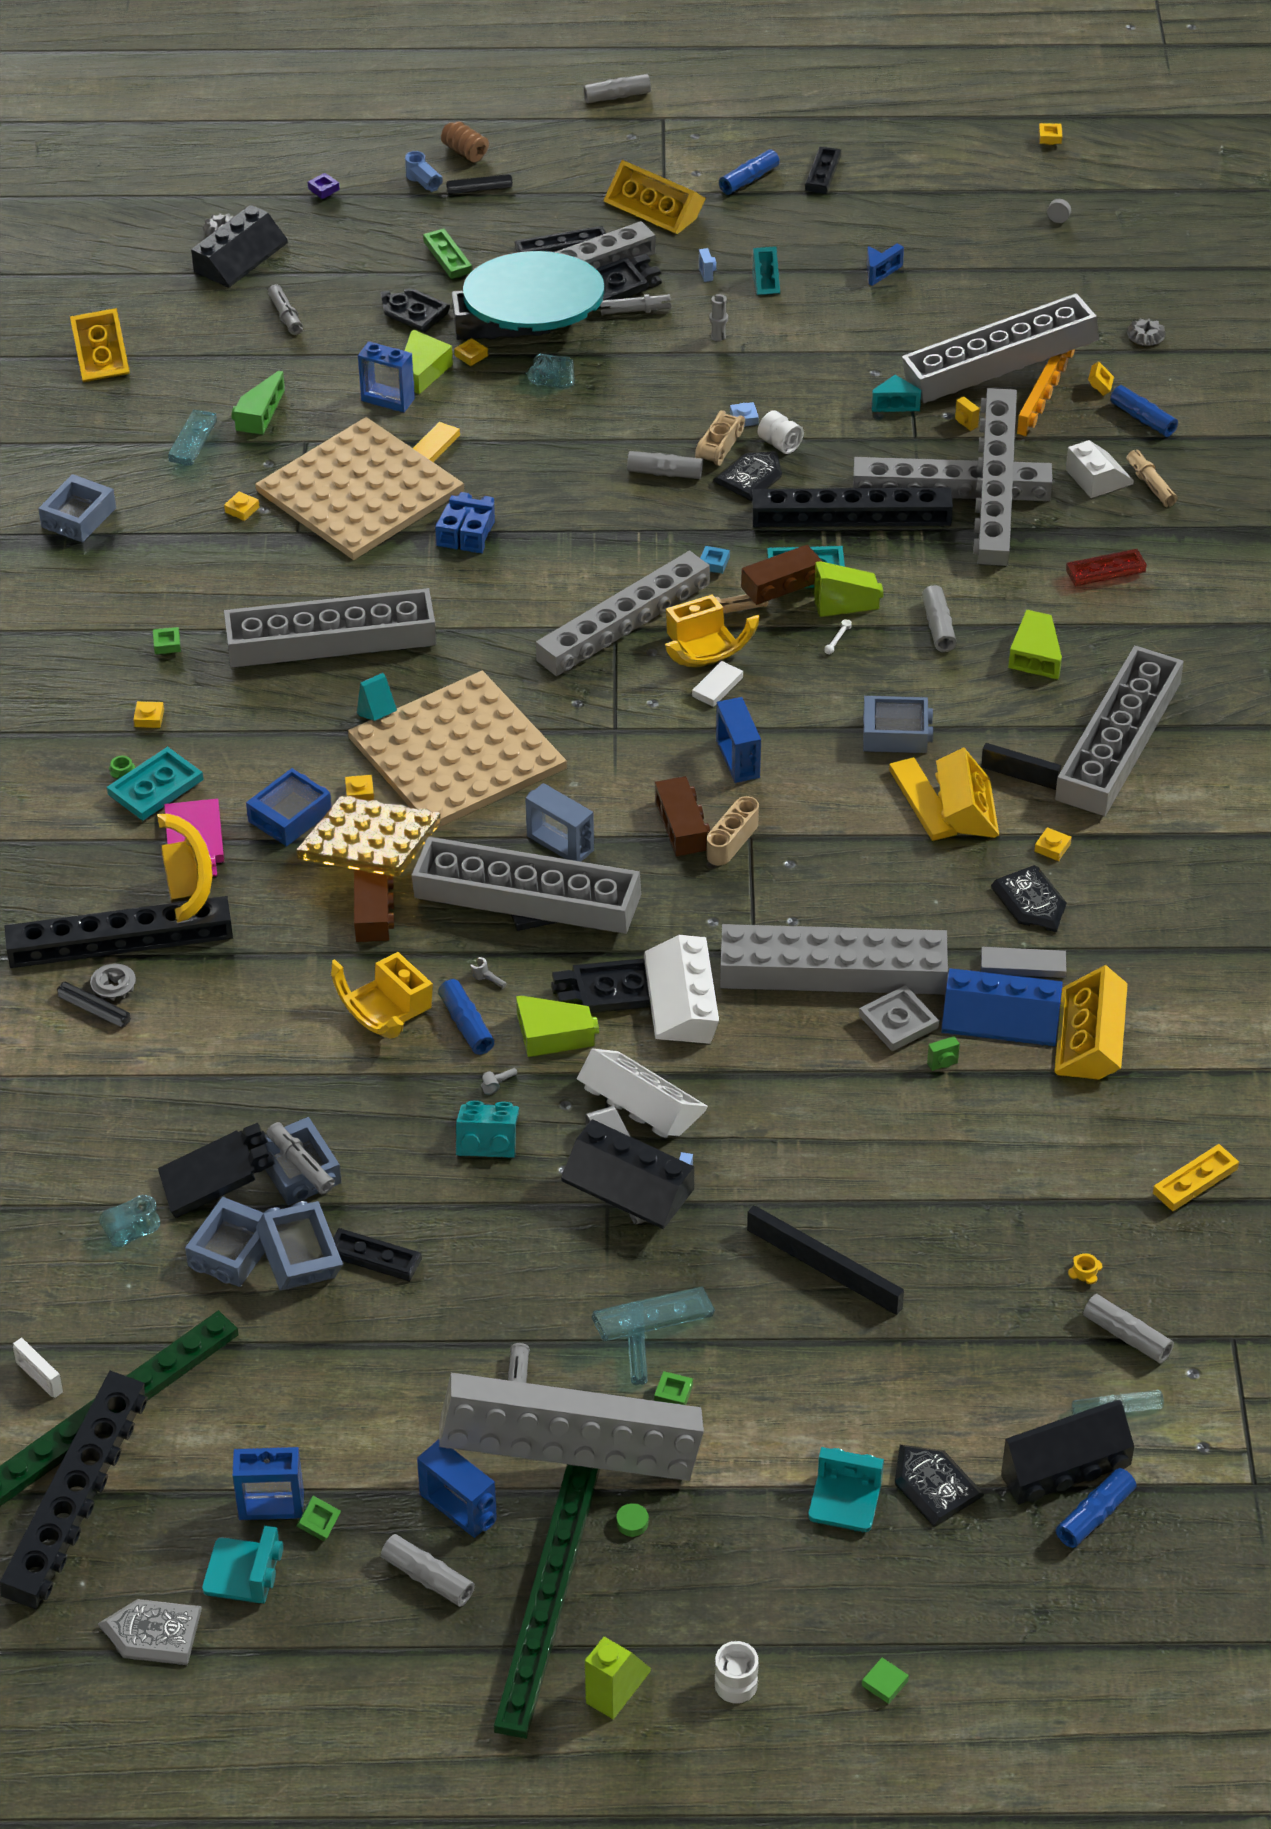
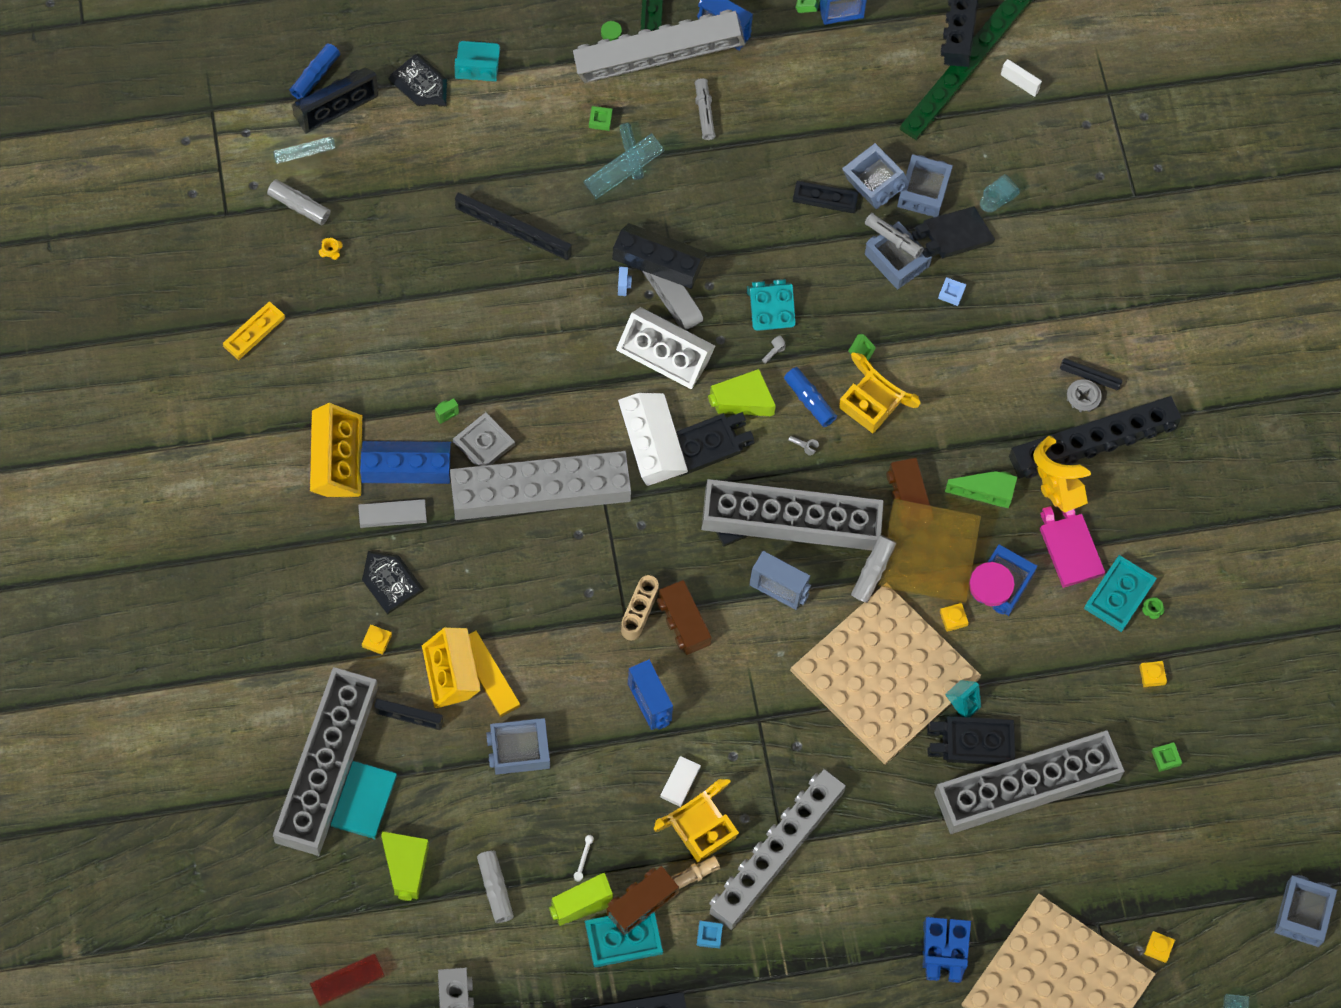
camera: 165 degrees right, 20 degrees up
(239, 1112) = (952, 291): none -> light blue plate
(275, 897) = (988, 487): none -> bright green slope
(308, 785) = (991, 584): none -> dark pink tile
(383, 1059) = (862, 346): none -> bright green plate
(403, 676) = (973, 740): none -> black tile
(443, 820) = (873, 569): none -> light grey axle
(1073, 705) = (363, 800): none -> teal tile

